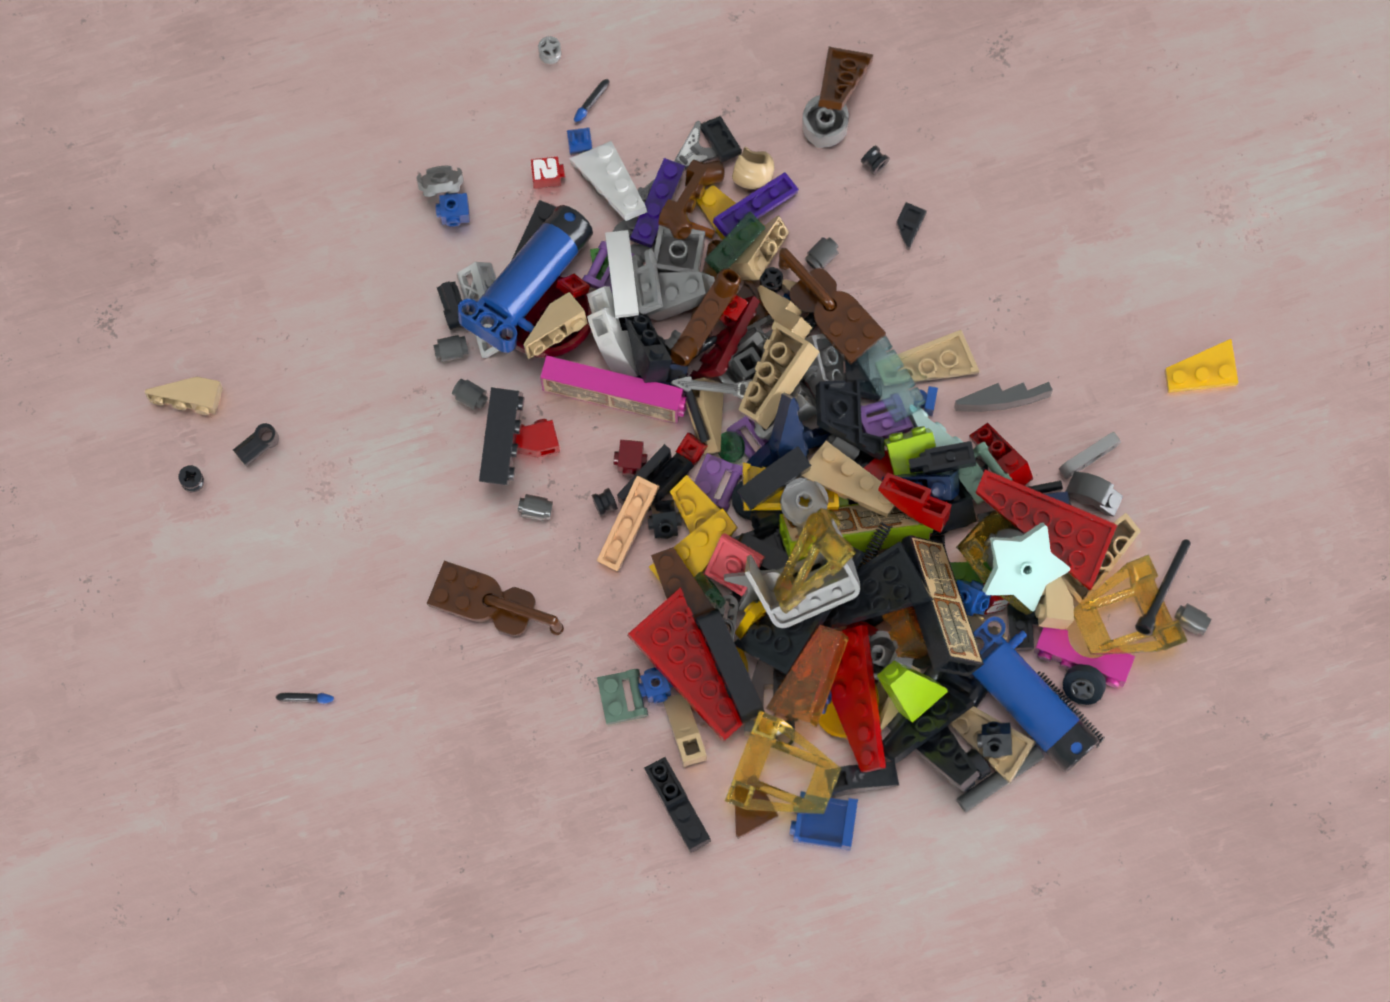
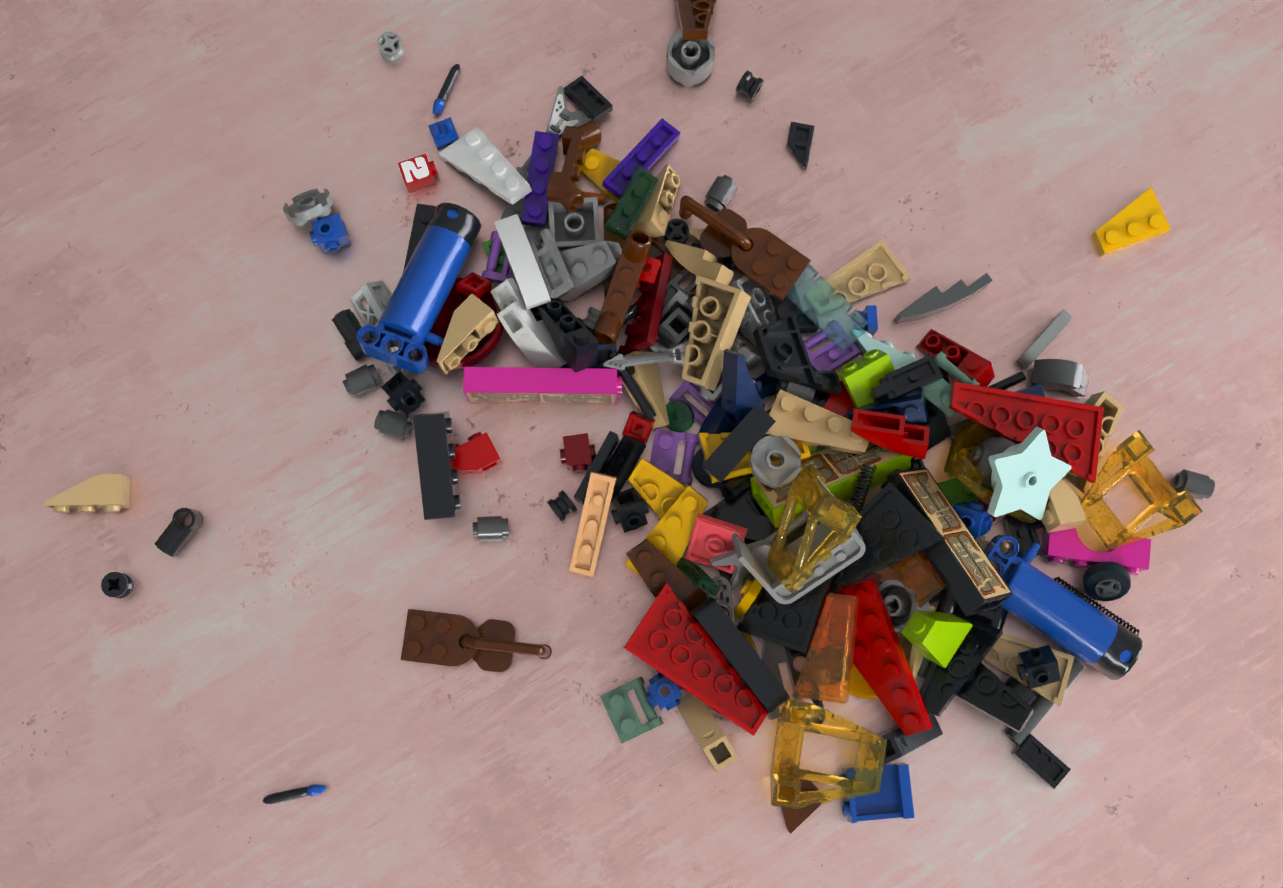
camera: 20 degrees left, 5 degrees up
(485, 368) = (403, 393): none -> black brick
(677, 804) = (719, 815): black slope -> none
(753, 169) = (630, 122): tan piece -> none
(982, 830) = (1041, 761): none -> black plate
(1147, 623) = (1155, 501): black piece -> none

